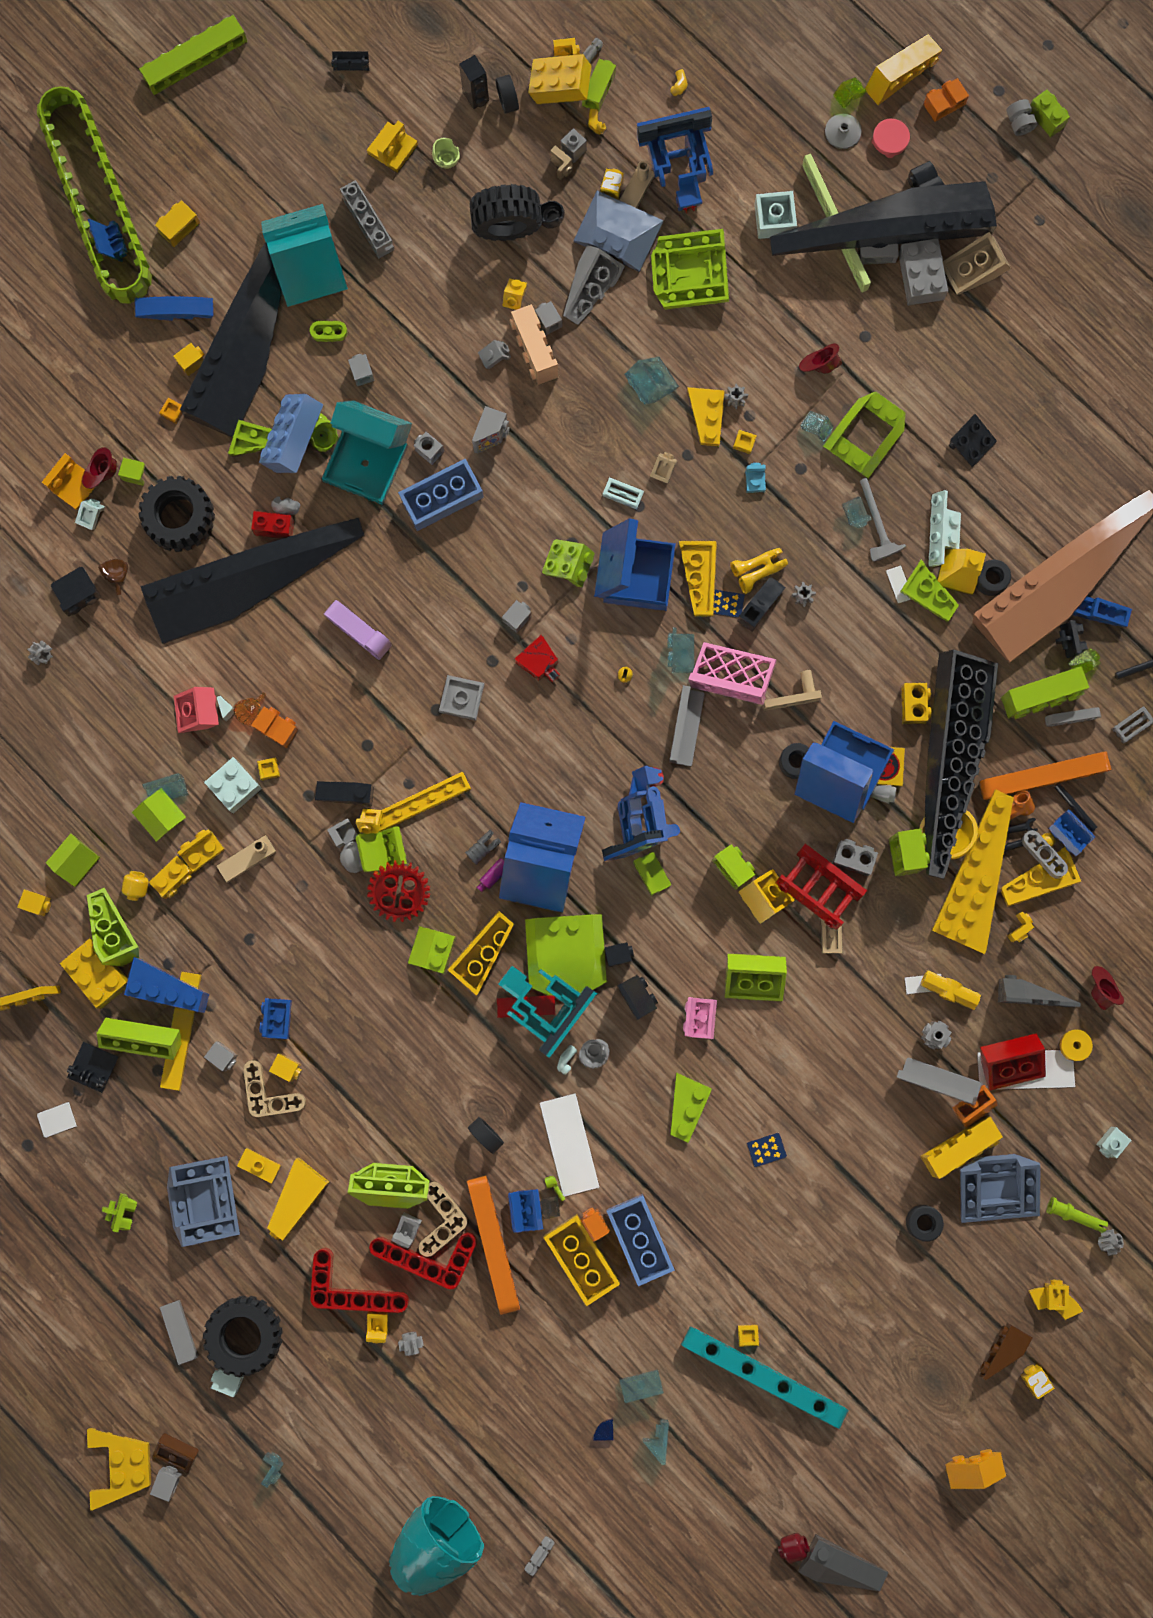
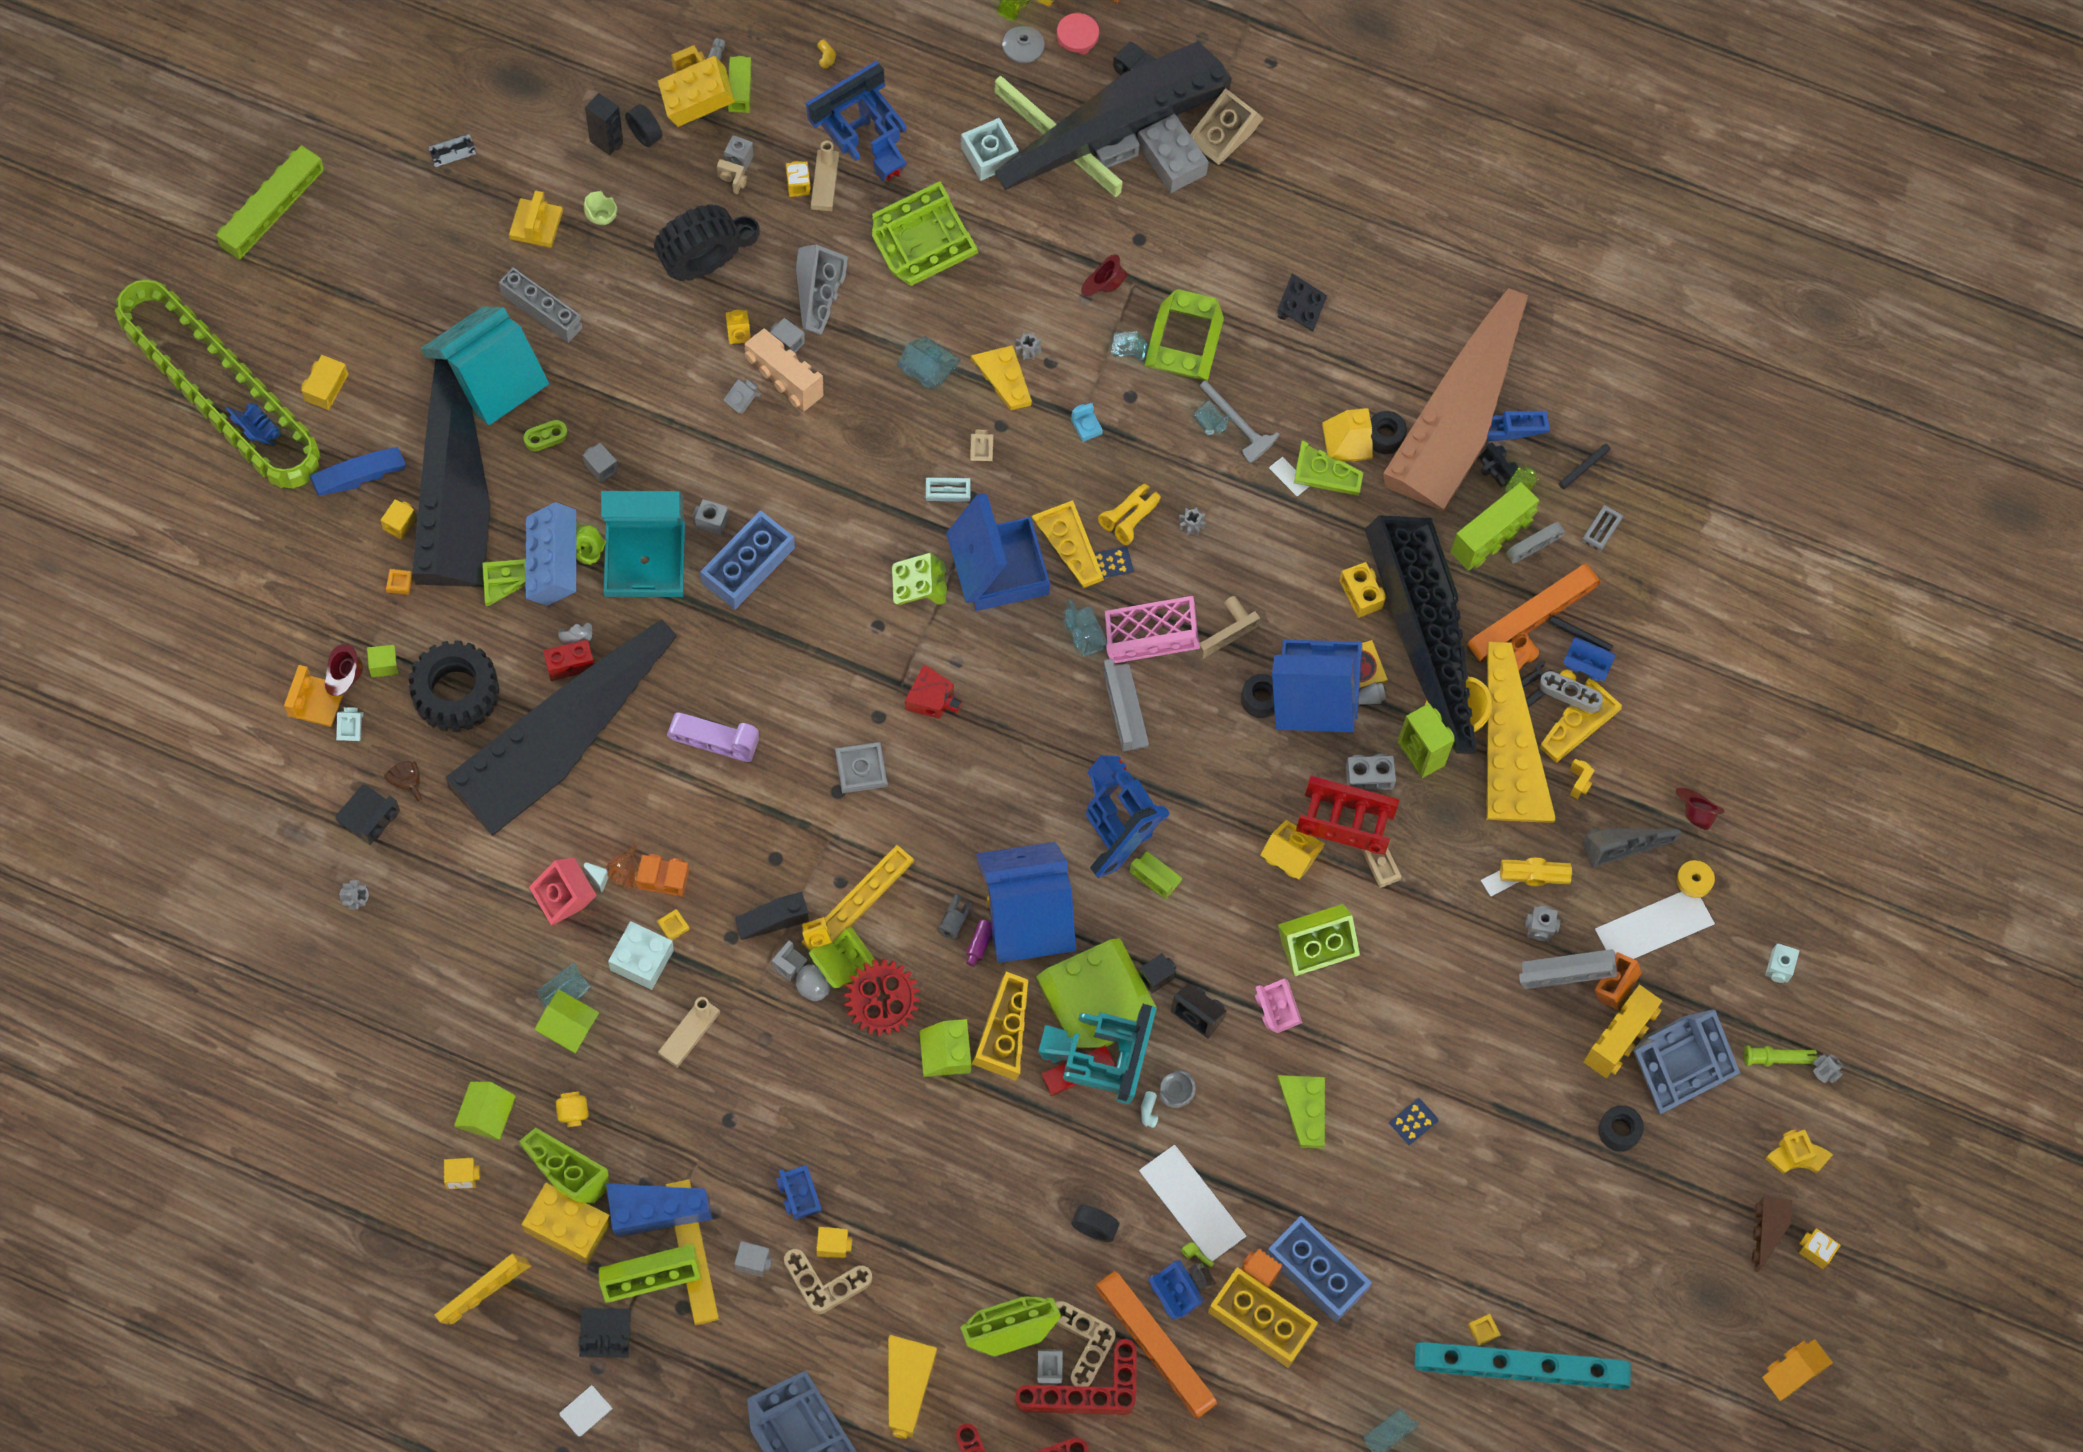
camera: 30 degrees left, 15 degrees down
(171, 877) = (609, 1085): yellow bracket -> none
(200, 850) = (632, 1042): yellow bracket -> none
(259, 1165) = (847, 1366): yellow plate -> none
(490, 430) = (775, 471): light grey slope -> none
(517, 616) = (887, 657): light grey brick -> none
(593, 122) = (752, 126): yellow arm -> none
(618, 230) = (825, 220): sand blue slope -> none
(628, 677) = (1028, 676): yellow hinge -> none
(733, 866) = (1242, 831): lime slope -> none
(744, 441) = (1057, 390): yellow tile -> none
(760, 604) = (1150, 549): black slope -> none
(943, 529) = (1311, 401): light aqua bracket -> none
(1013, 1061) = (1637, 919): red slope -> none

